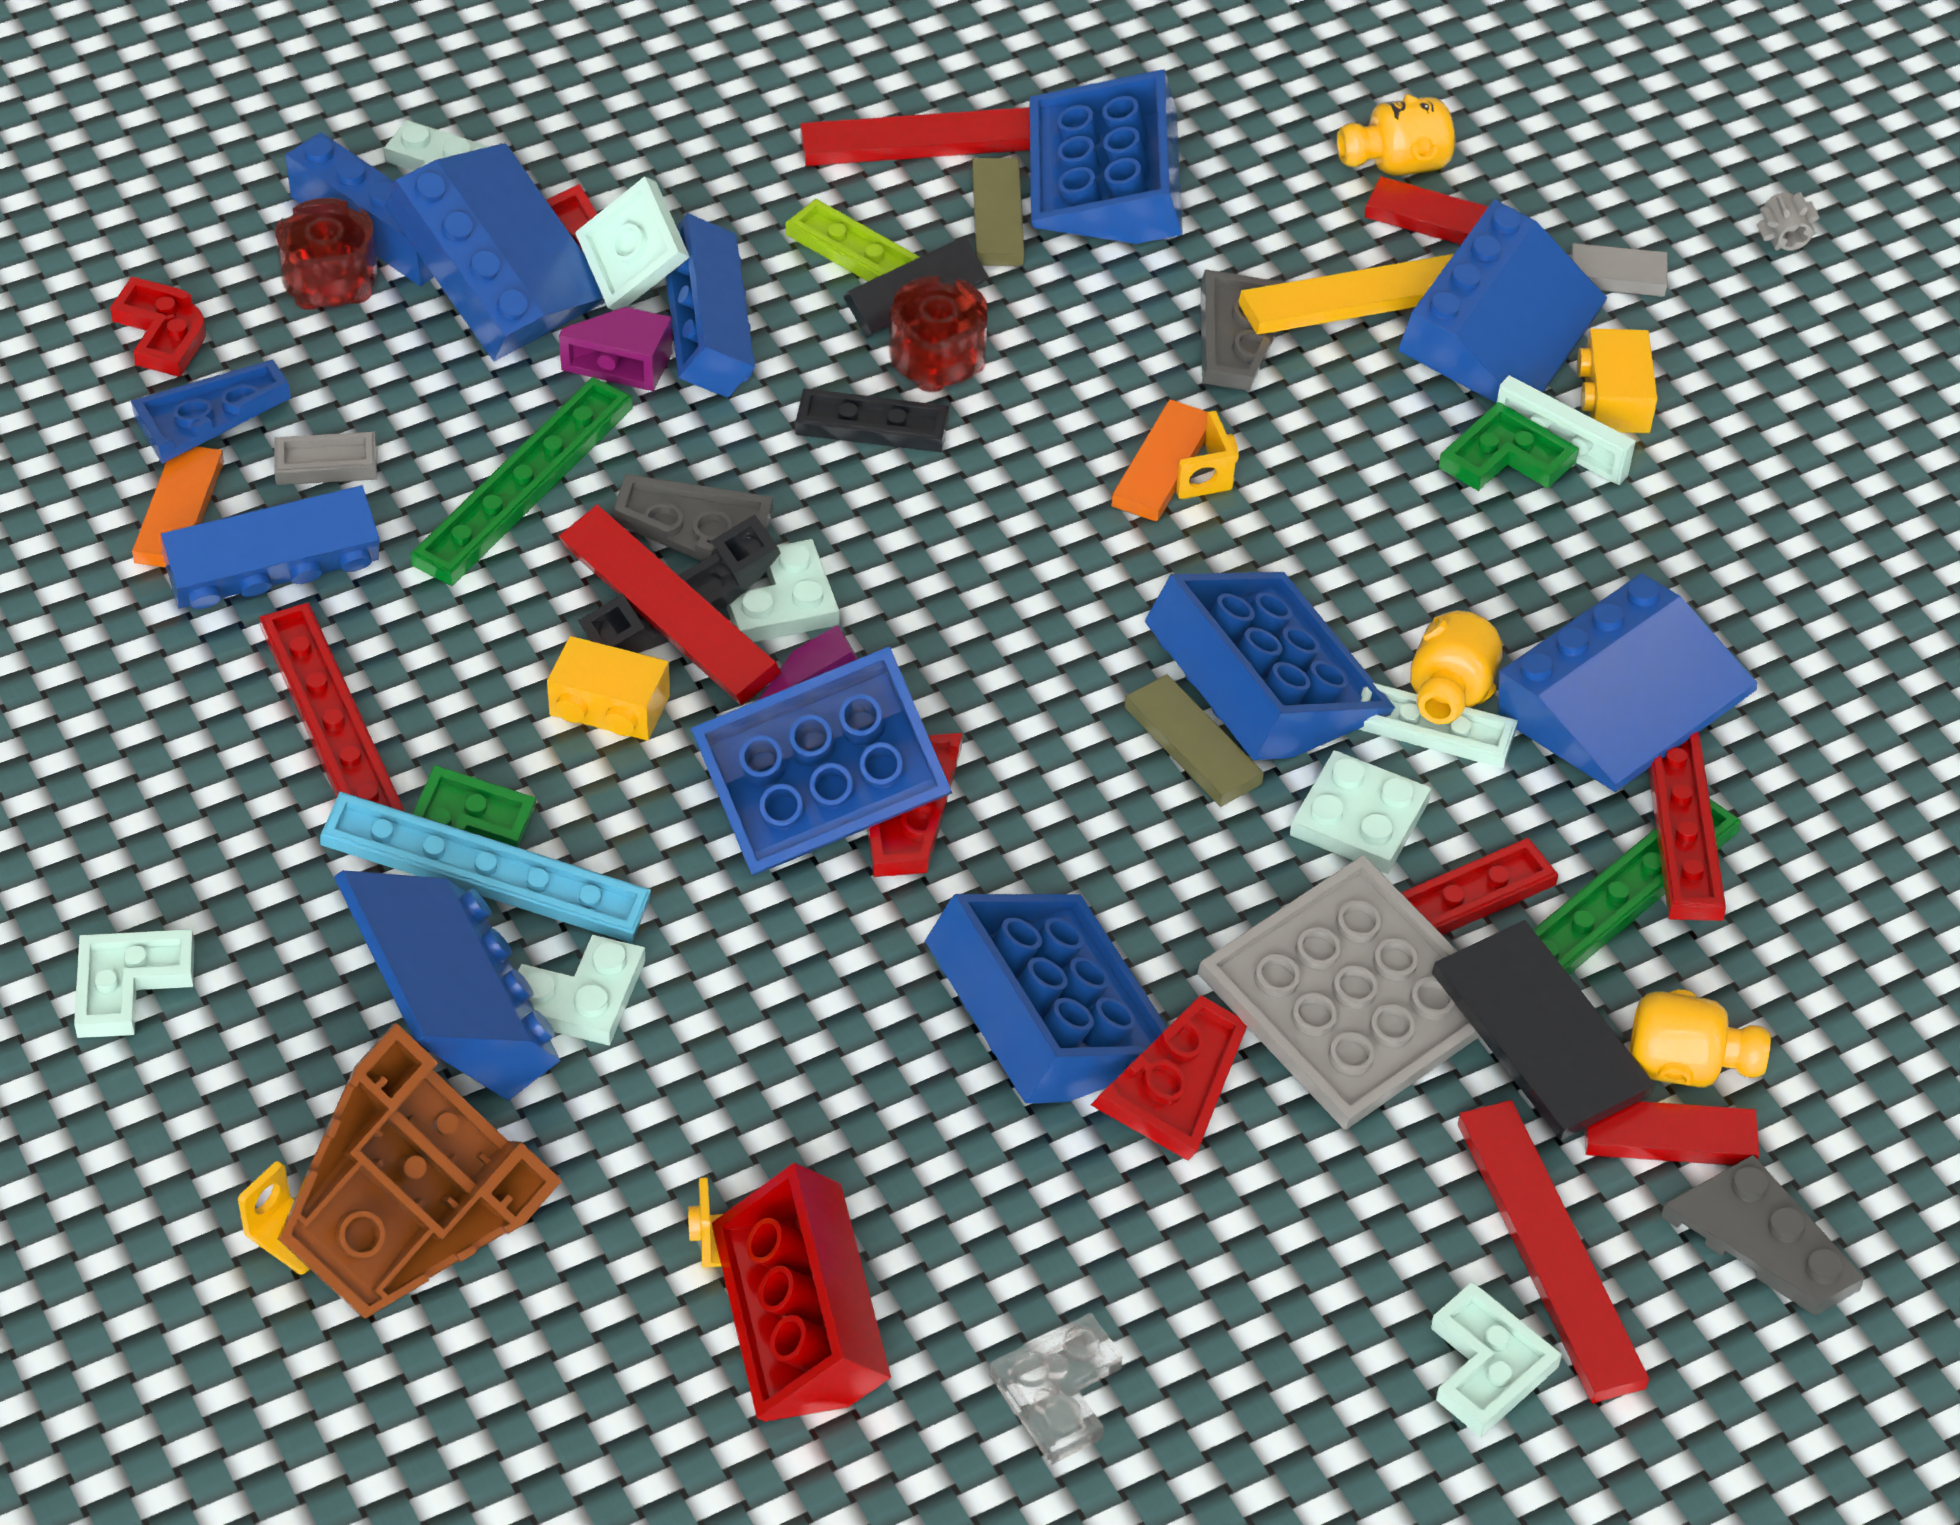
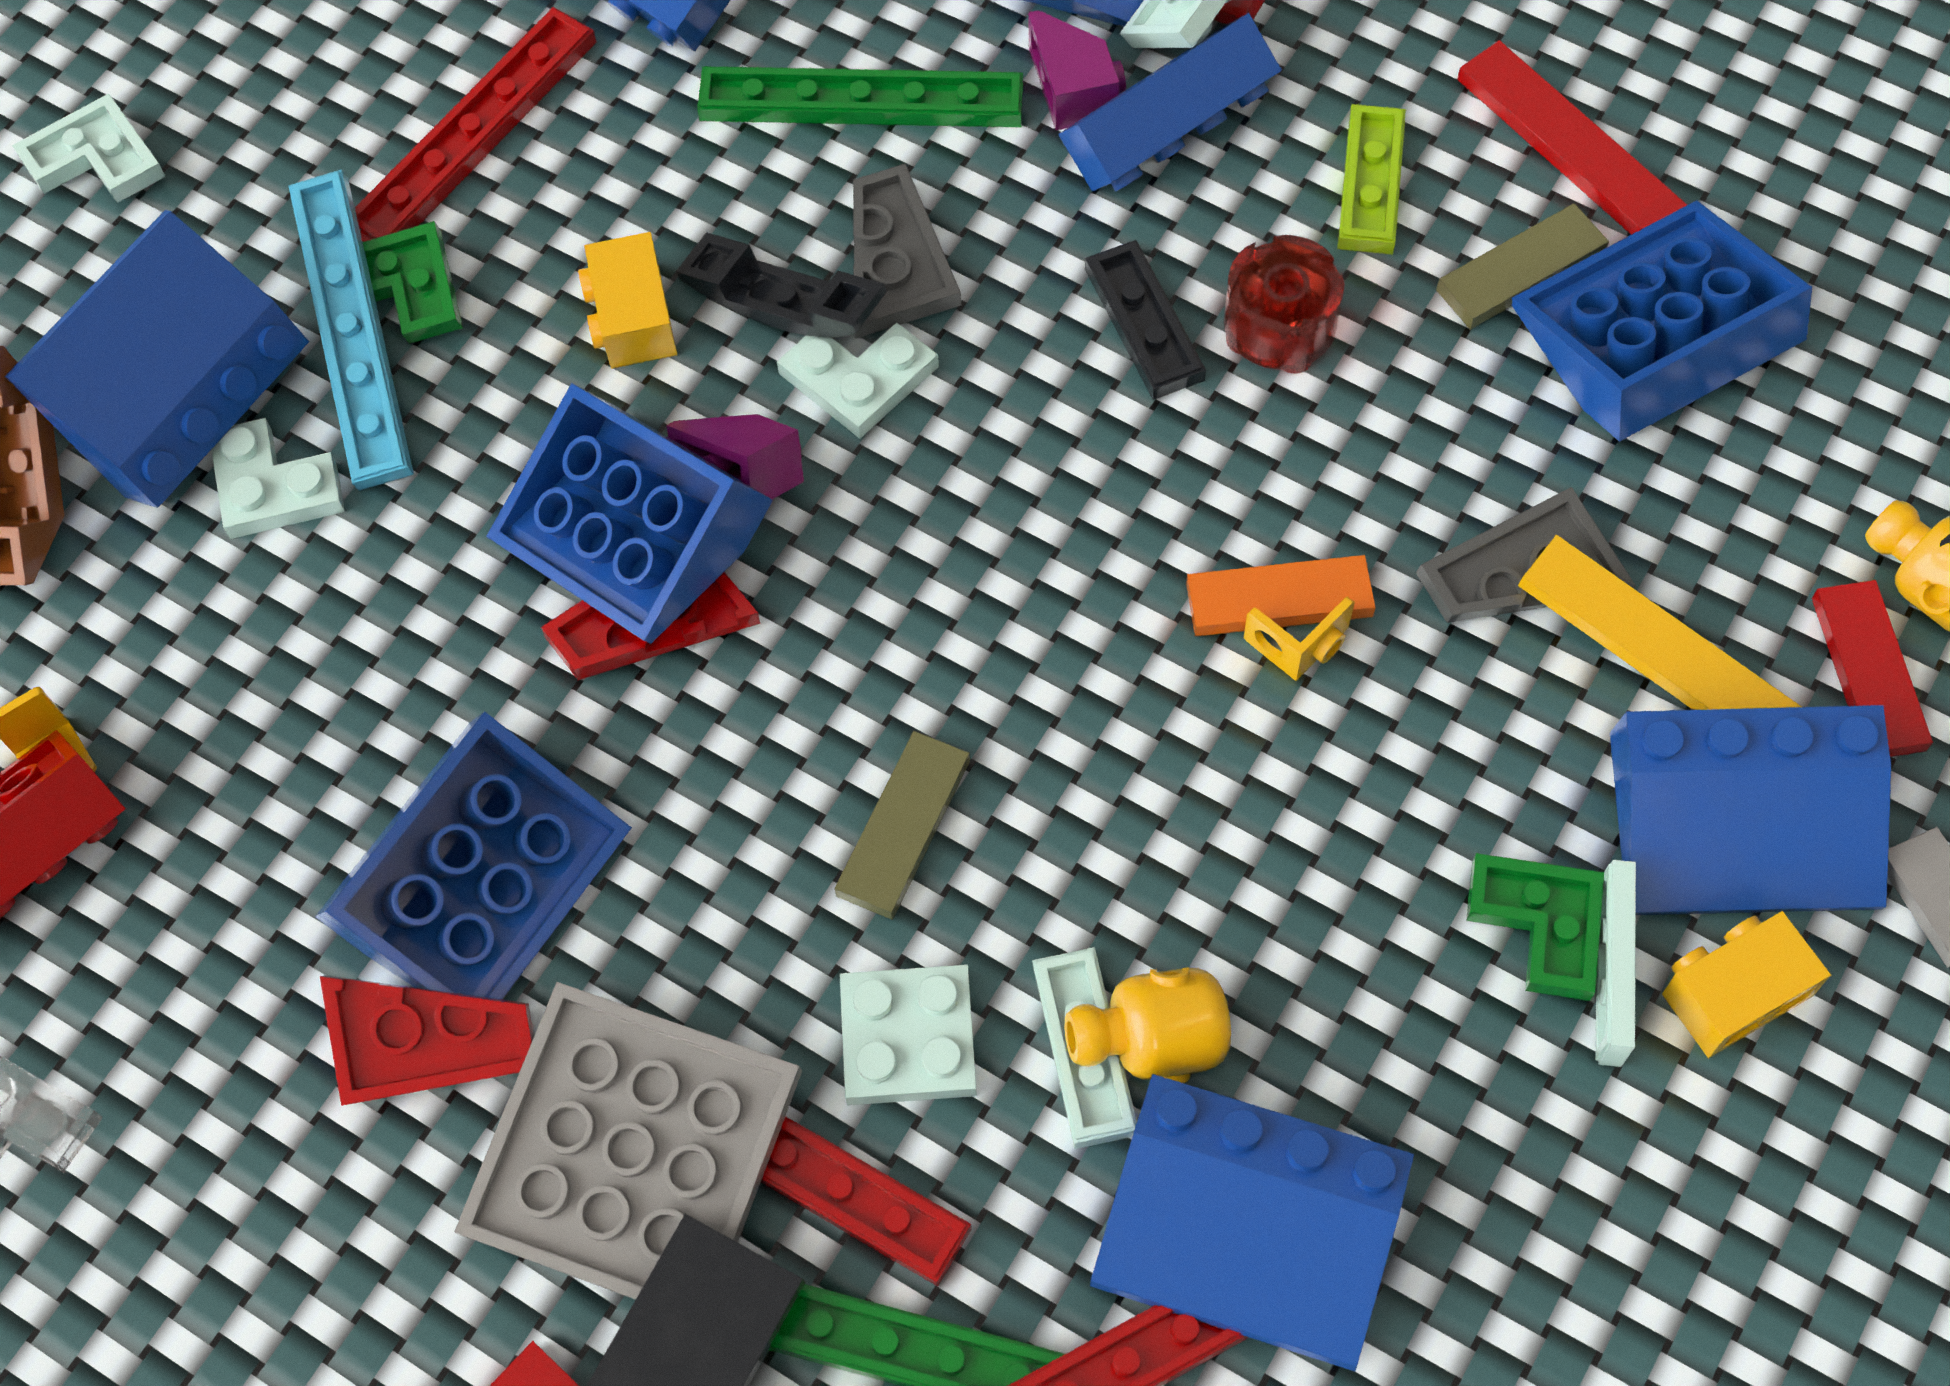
camera: 65 degrees right, 15 degrees up
(670, 605) = (756, 290): red tile -> none
(873, 300) = (1361, 256): black tile -> none
(1263, 661) = (1047, 837): blue slope -> none

